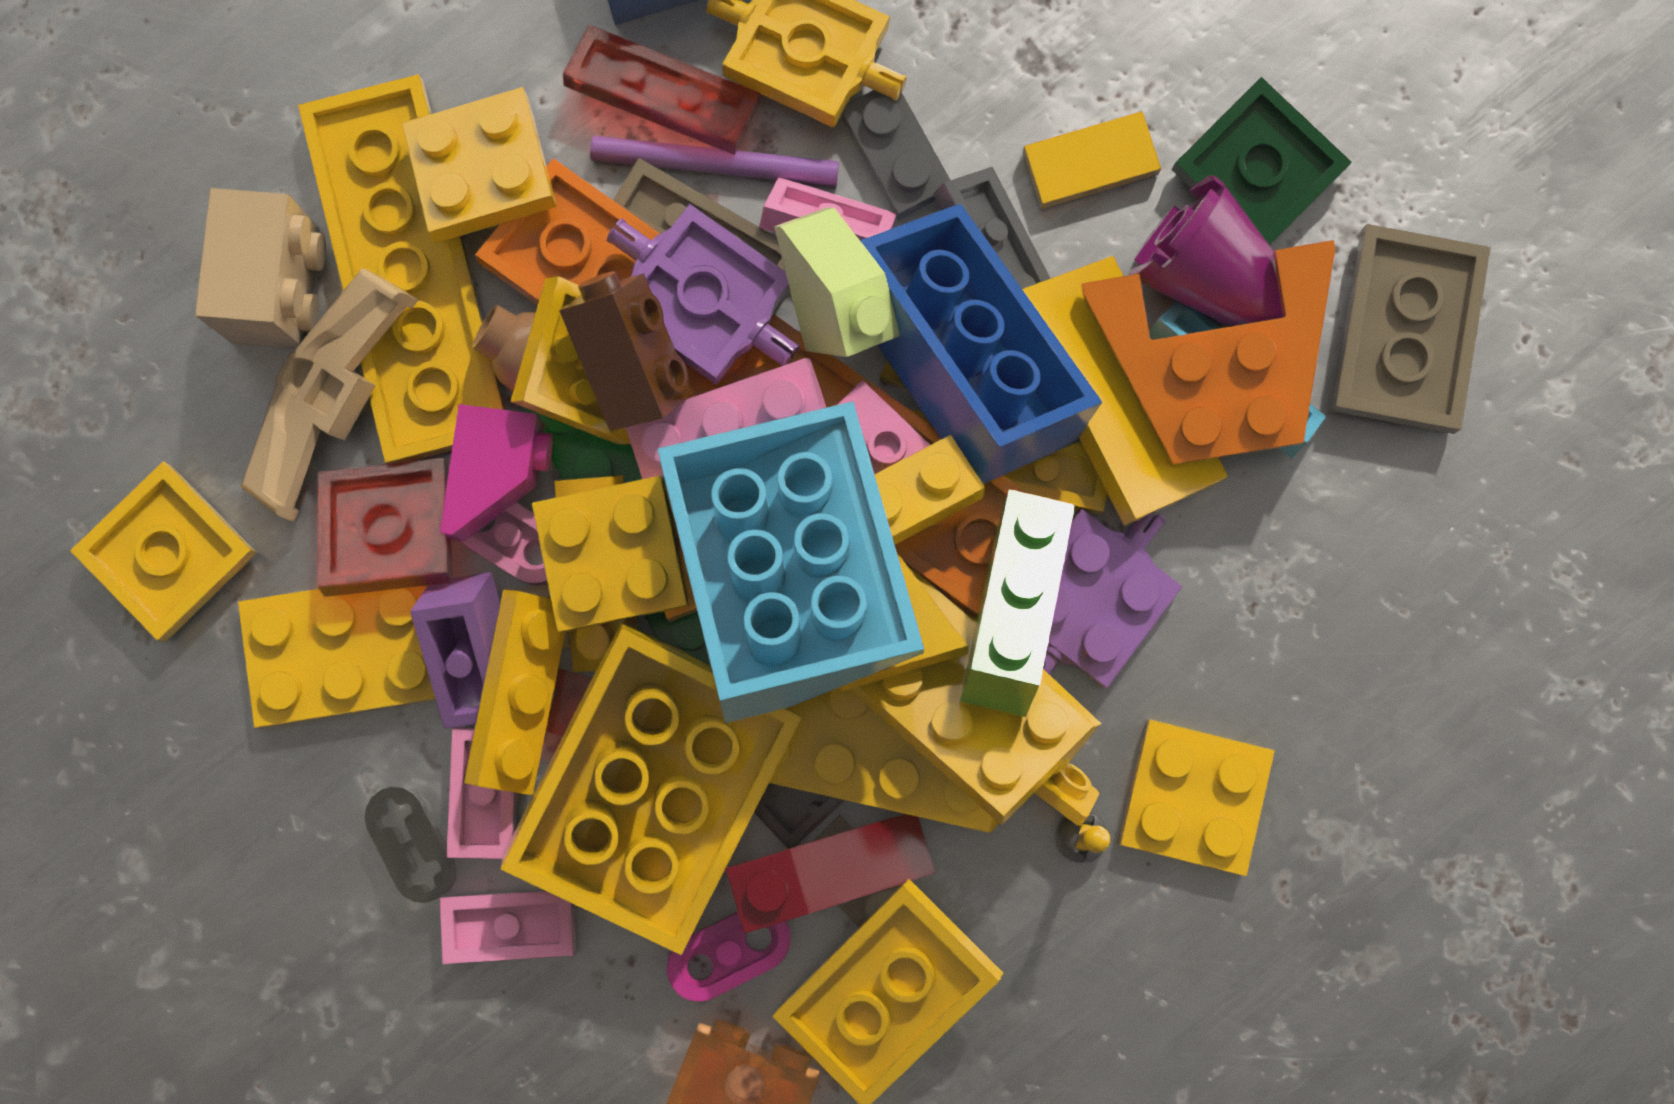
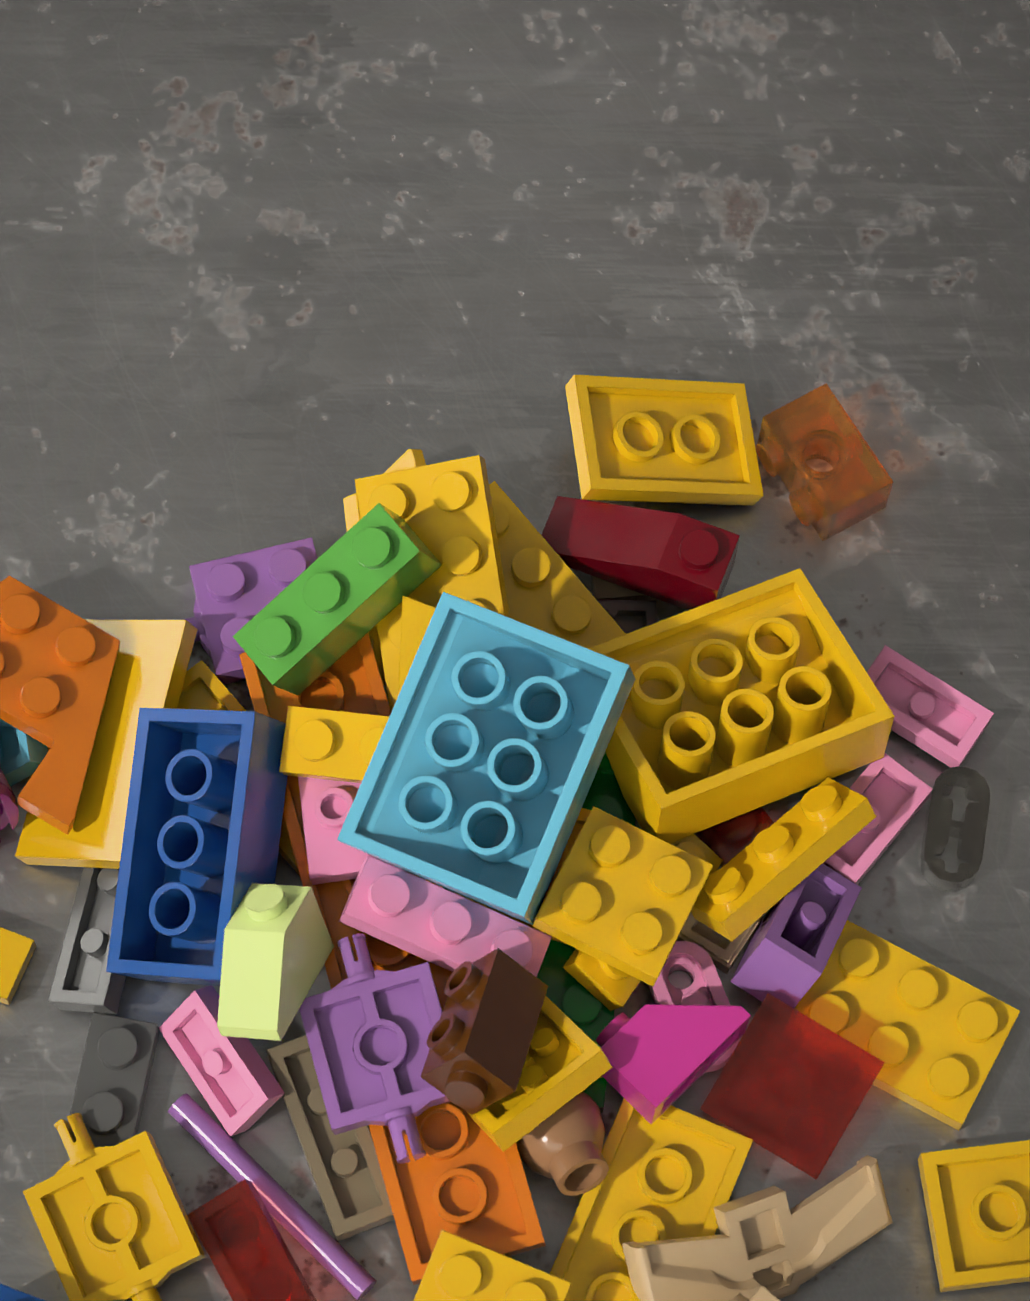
camera: 145 degrees left, 15 degrees down
(731, 957) = (768, 553): dark pink plate -> none
(1091, 839) = (423, 437): hinge -> none
(1196, 797) = (312, 417): yellow plate -> none

